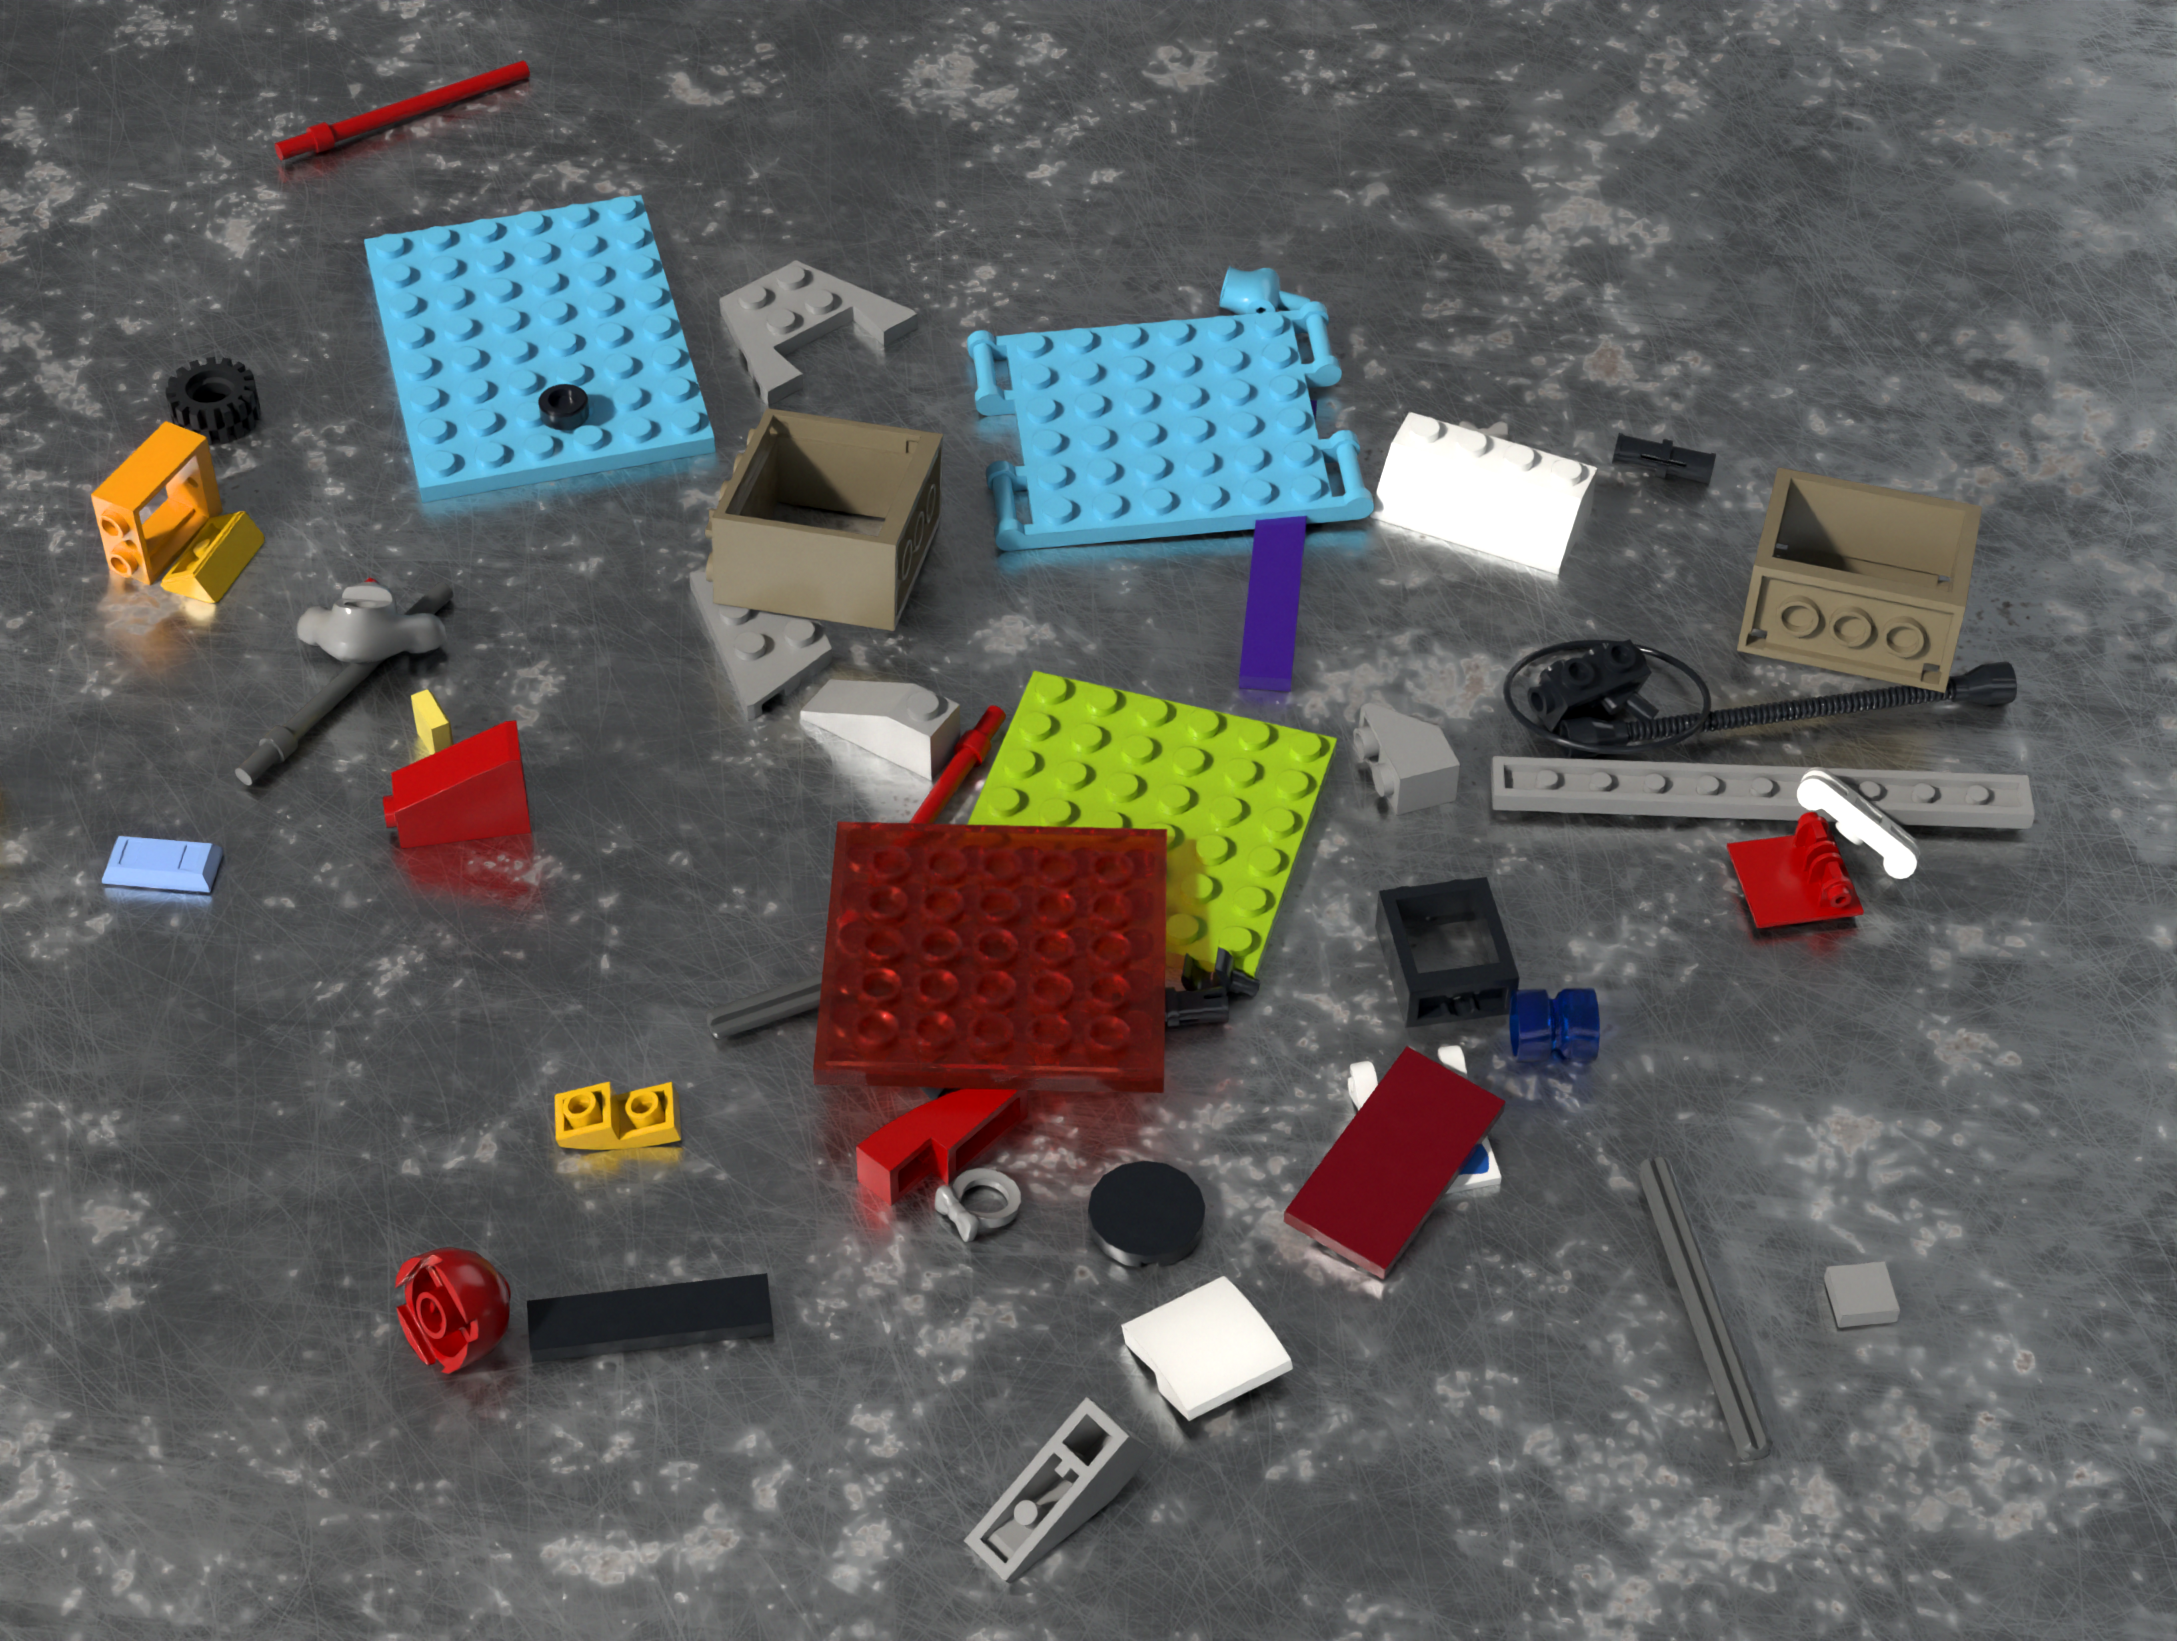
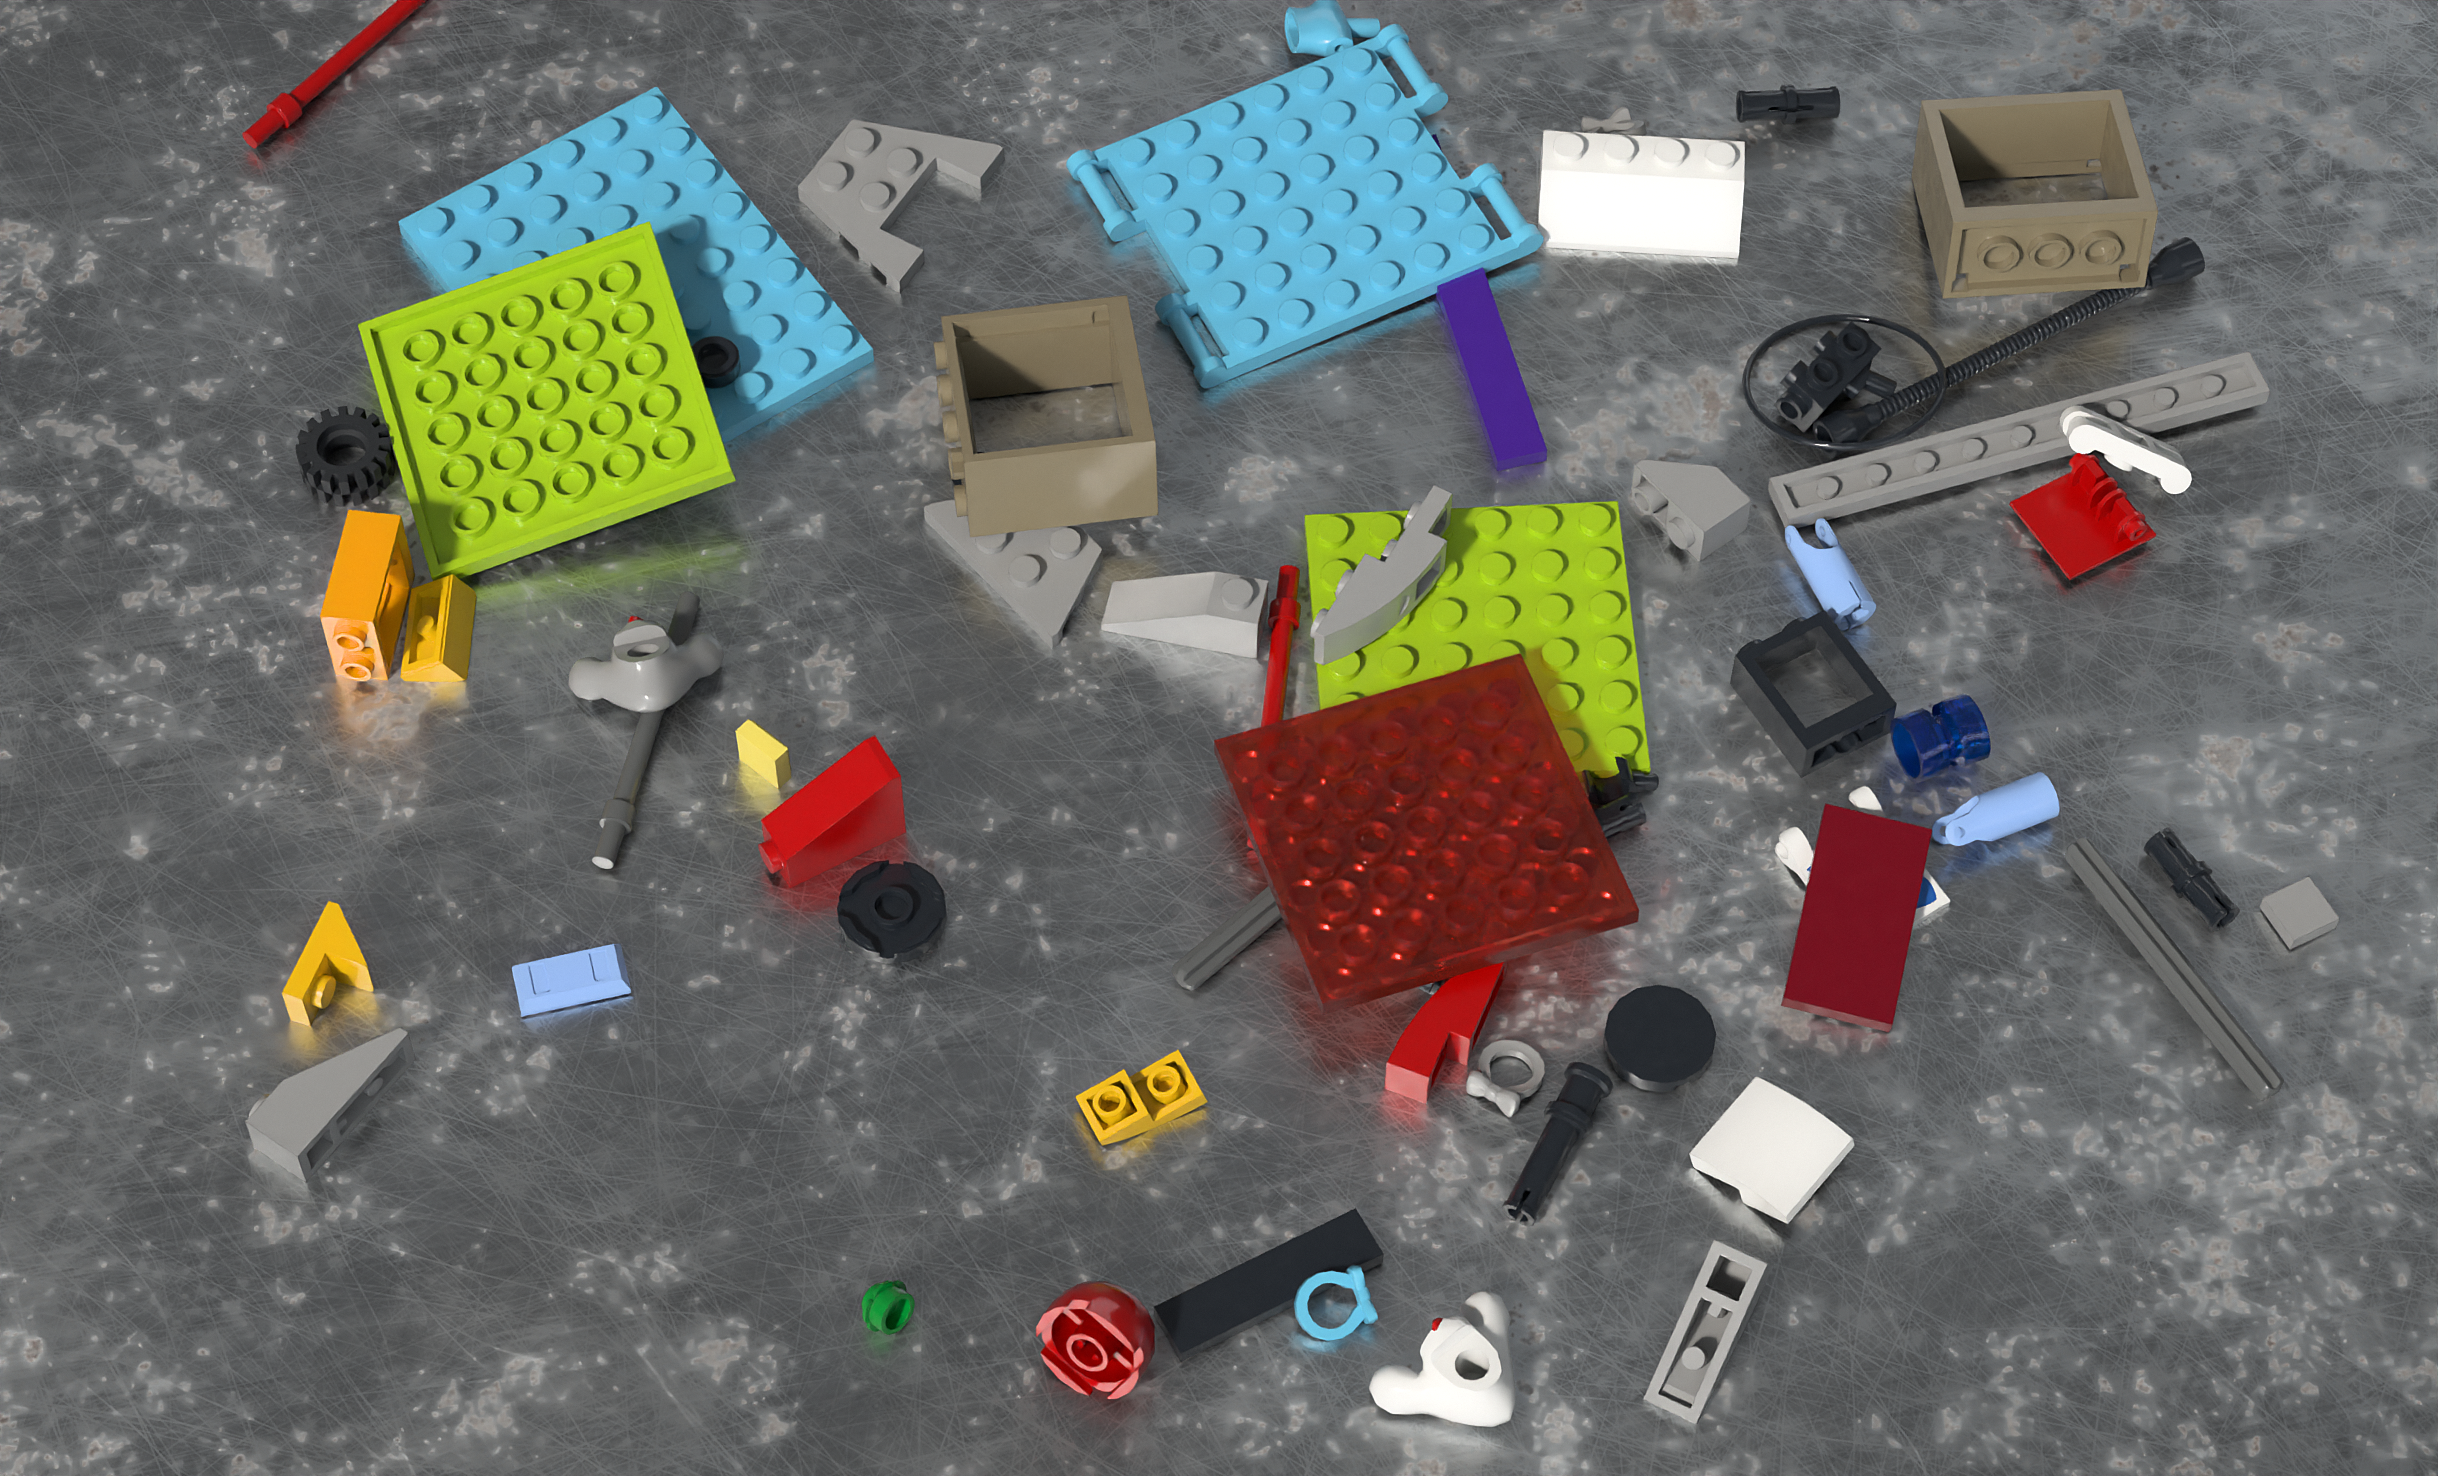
camera: 20 degrees left, 10 degrees up
(285, 1232) = (887, 1307): none -> green plate
(397, 399) = (544, 403): none -> lime plate
(478, 892) = (891, 911): none -> black tile
(726, 1369) = (1351, 1279): none -> medium azure piece
(792, 1447) = (1464, 1369): none -> white head
(1013, 1260) = (1566, 1122): none -> black pin
(1067, 745) = (1389, 588): none -> light grey slope
(1515, 861) = (1832, 576): none -> light blue piece
(1587, 1110) = (2000, 812): none -> light blue piece
(1759, 1229) = (2191, 879): none -> black pin

